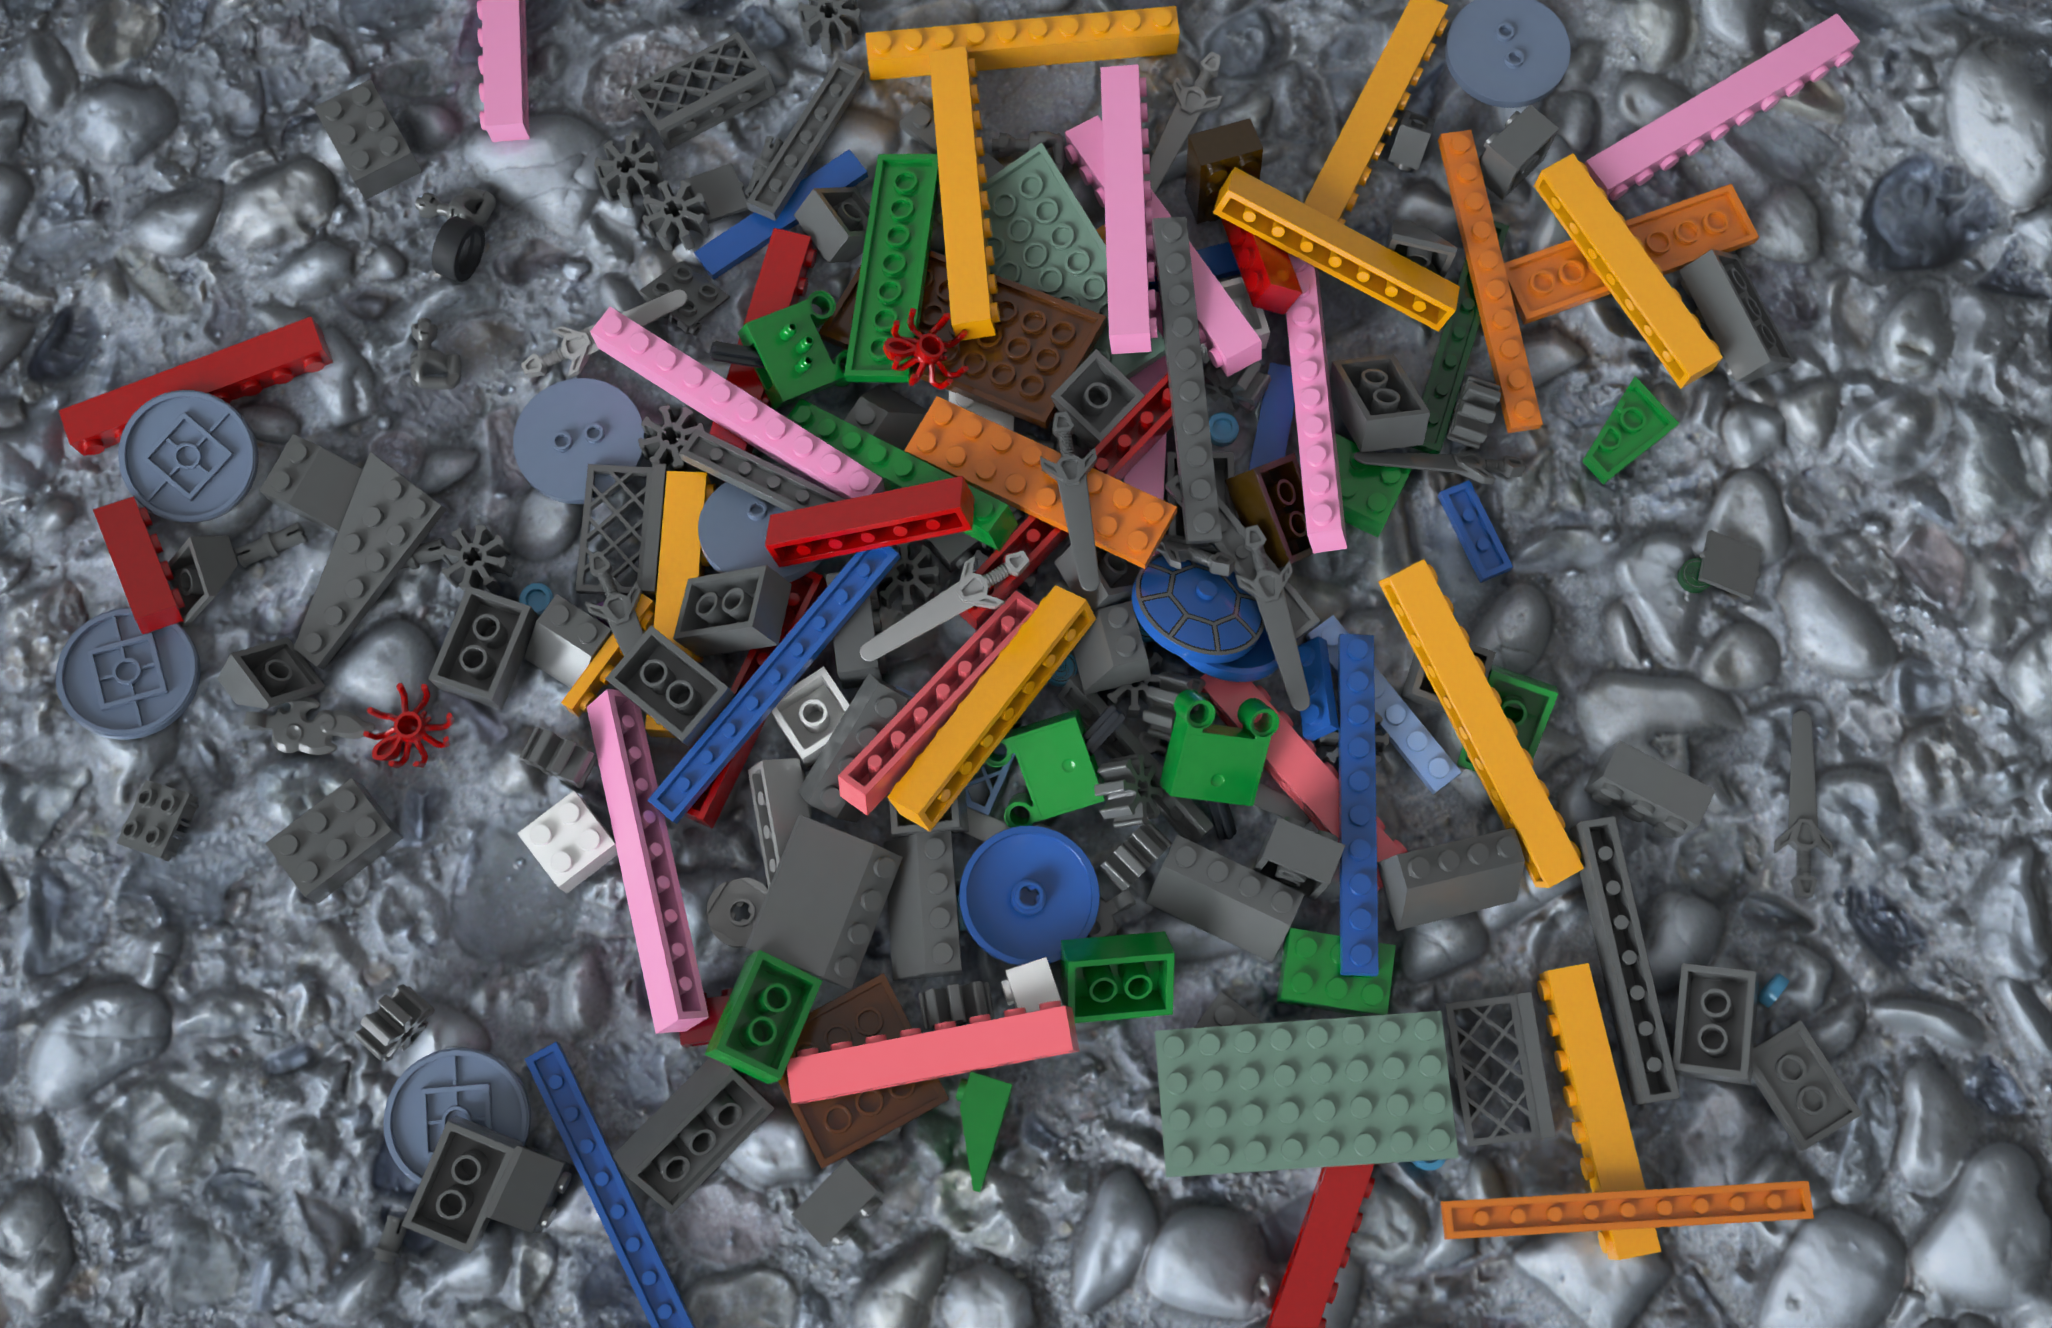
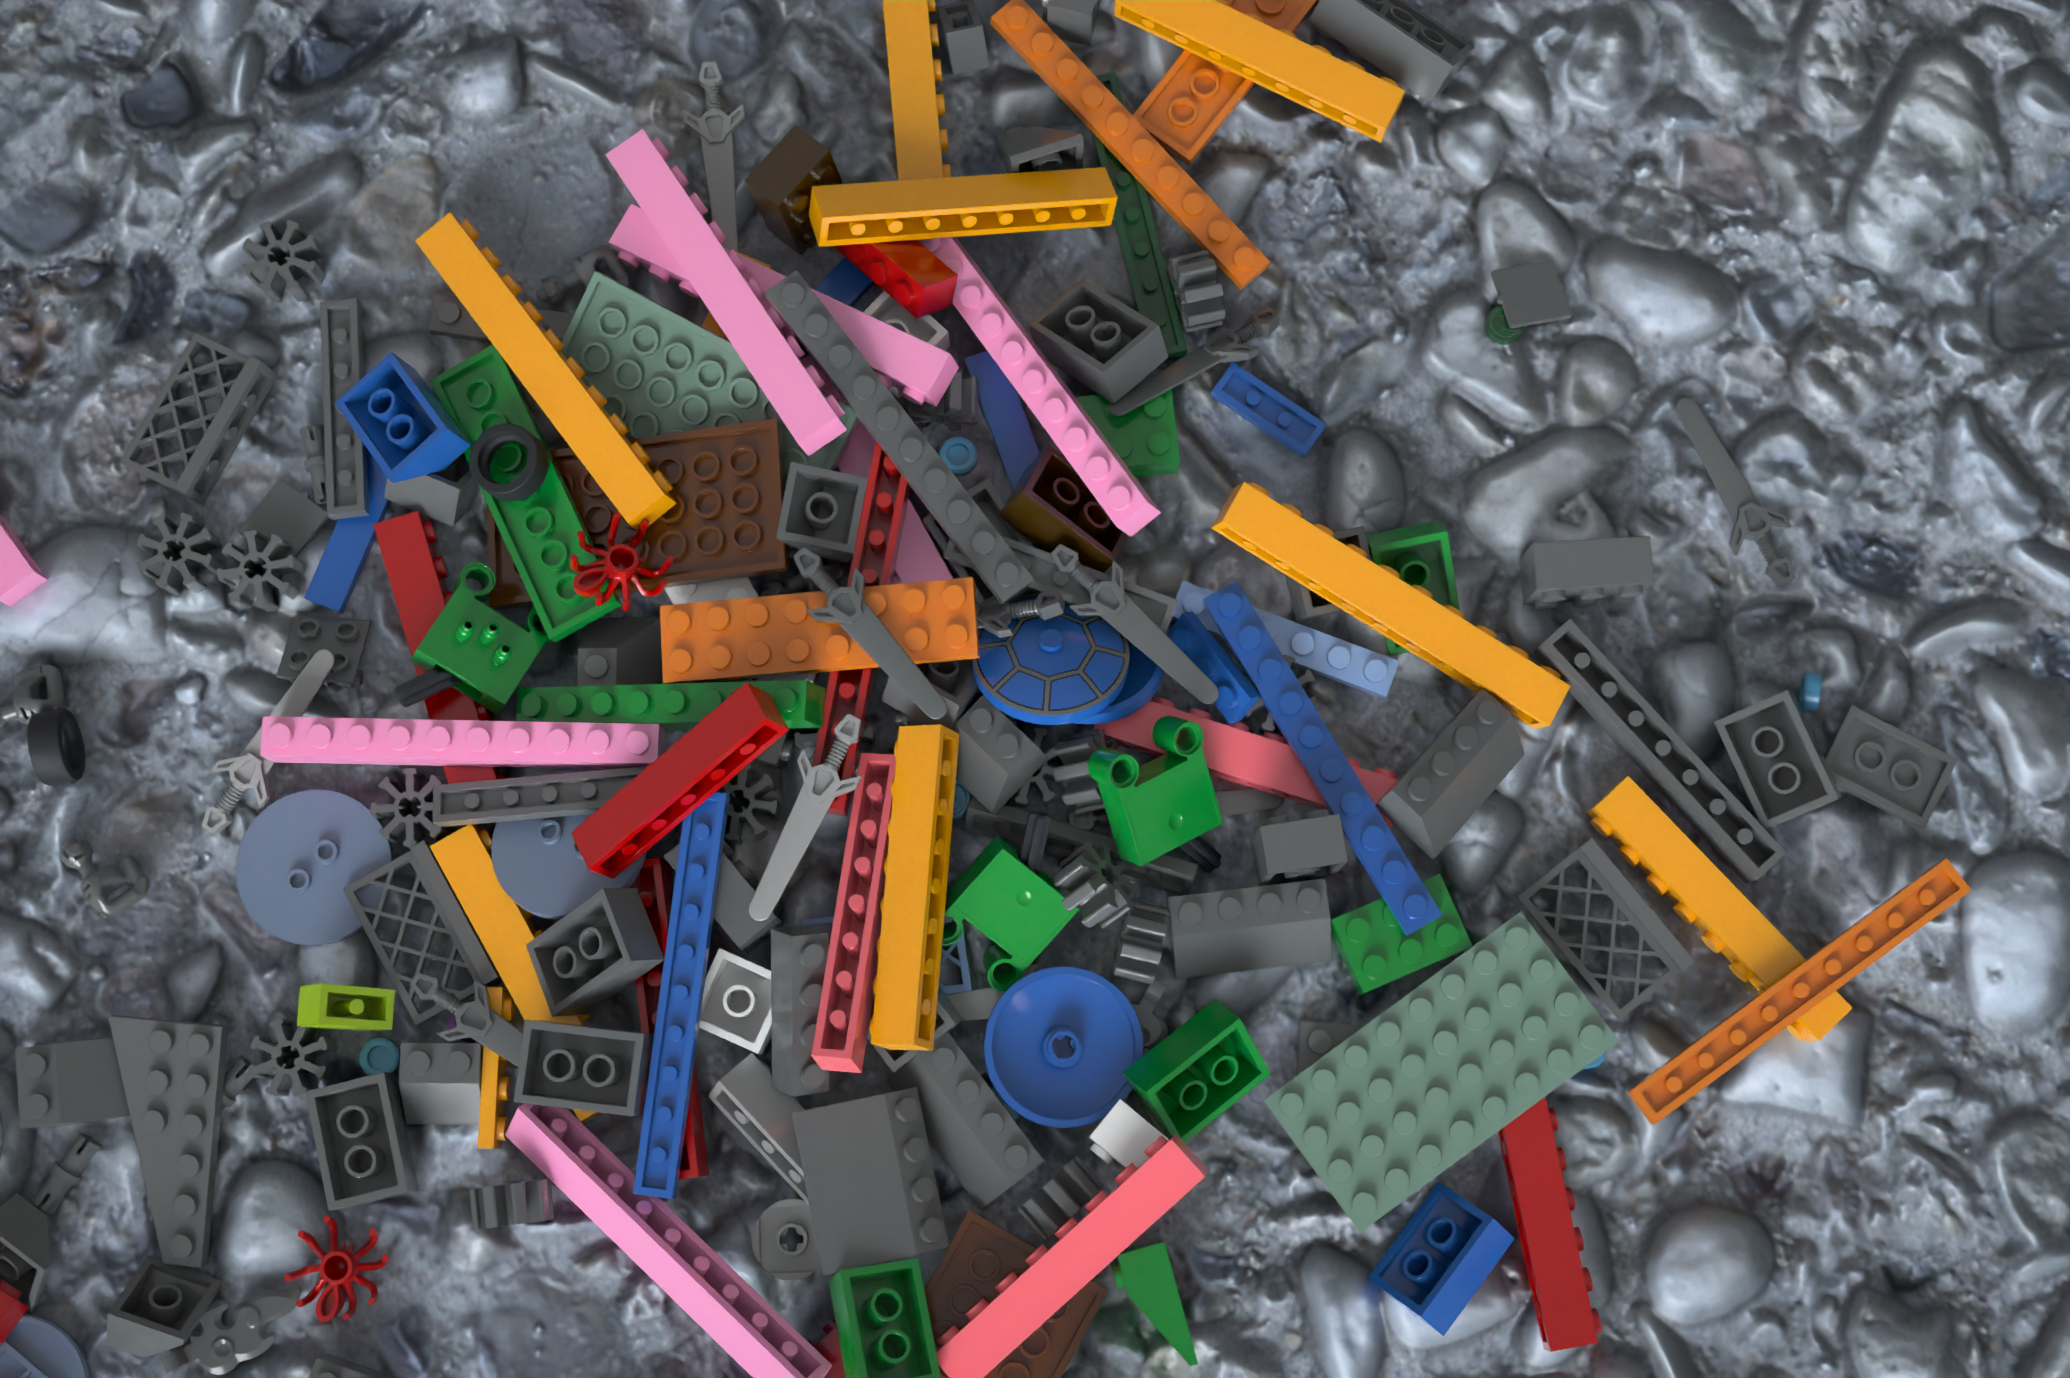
camera: 30 degrees left, 5 degrees up
(534, 546) = (345, 1007): none -> lime brick
(569, 842) = (577, 1279): white brick -> none
(839, 167) = (402, 421): none -> blue slope
(889, 217) = (488, 445): none -> black tyre
(1028, 41) = (505, 166): light orange brick -> none
(1217, 1239) = (1441, 1258): none -> blue slope
(1629, 432) = (1356, 217): green wing -> none

